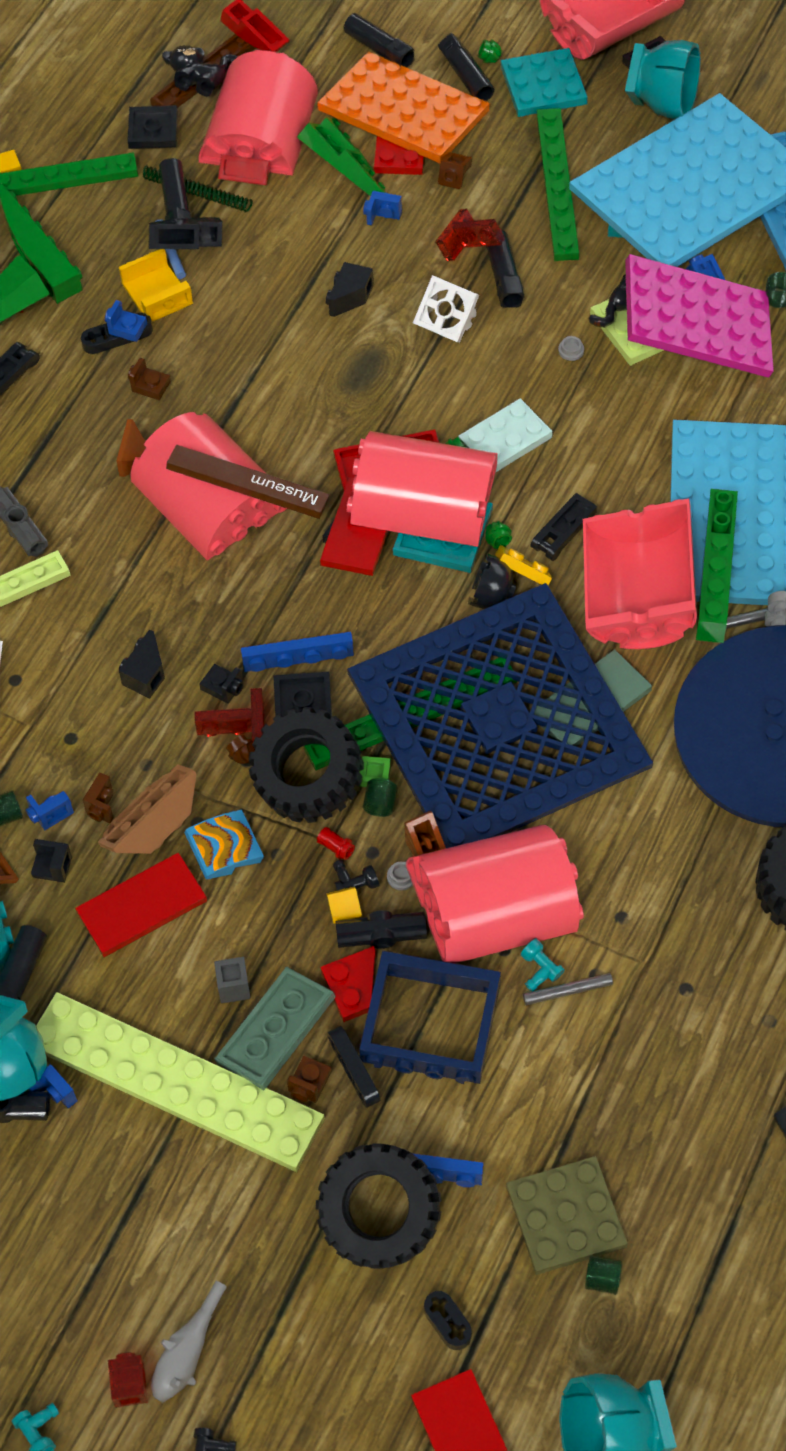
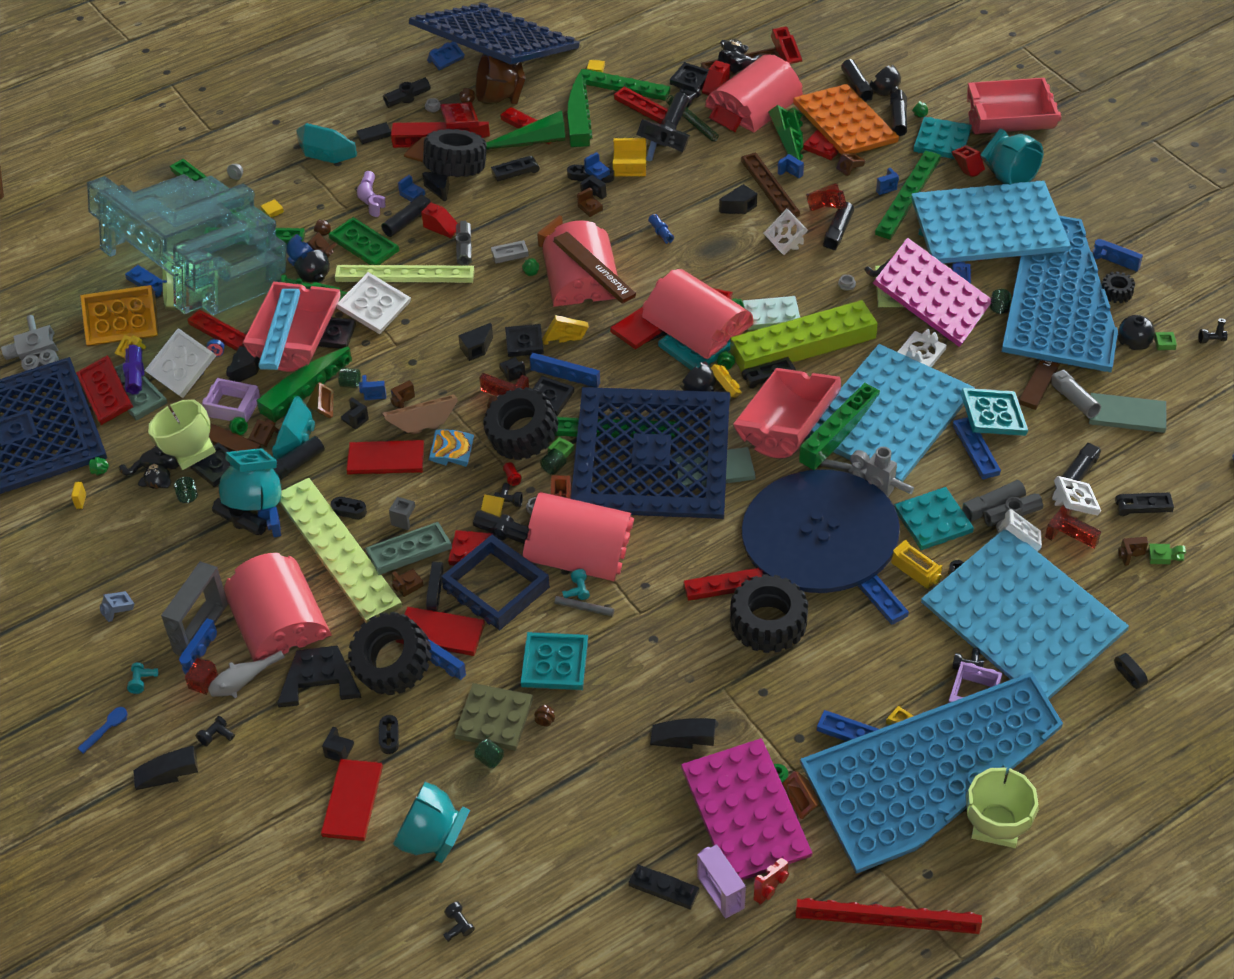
camera: 30 degrees right, 10 degrees down
(57, 1290) = (203, 579): none -> dark grey window
(90, 504) = (509, 251): none -> light grey plate
(90, 1338) = (198, 645): none -> blue plate
(115, 197) = (641, 104): none -> red plate
(136, 515) = (530, 267): none -> green plate
(139, 348) = (596, 185): none -> black bracket
(145, 1008) = (349, 507): none -> black beam
(156, 1221) = (274, 606): none -> coral cylinder
(175, 148) = (695, 93): none -> black piece
(190, 115) = (717, 75): none -> red slope
(208, 632) = (524, 340): none -> black plate
(256, 590) = (565, 330): none -> yellow wing
(274, 376) = (661, 228): none -> blue pin
(281, 1274) = (317, 668): none -> black wing
(371, 247) = (769, 184): none -> reddish brown tile
(394, 1378) = (336, 746): none -> black panel
(415, 1122) = (448, 631): none -> red tile
(423, 28) = (886, 81): none -> black cylinder
(523, 176) = (887, 183): none -> blue bracket
(576, 454) = (805, 336): none -> lime brick
(589, 1091) = (554, 661): none -> teal plate
(604, 101) = (969, 160): none -> red slope
(633, 1177) = (544, 715): none -> reddish brown plate
(720, 863) = (718, 584): none -> red plate
(729, 386) = (929, 340): none -> white piece

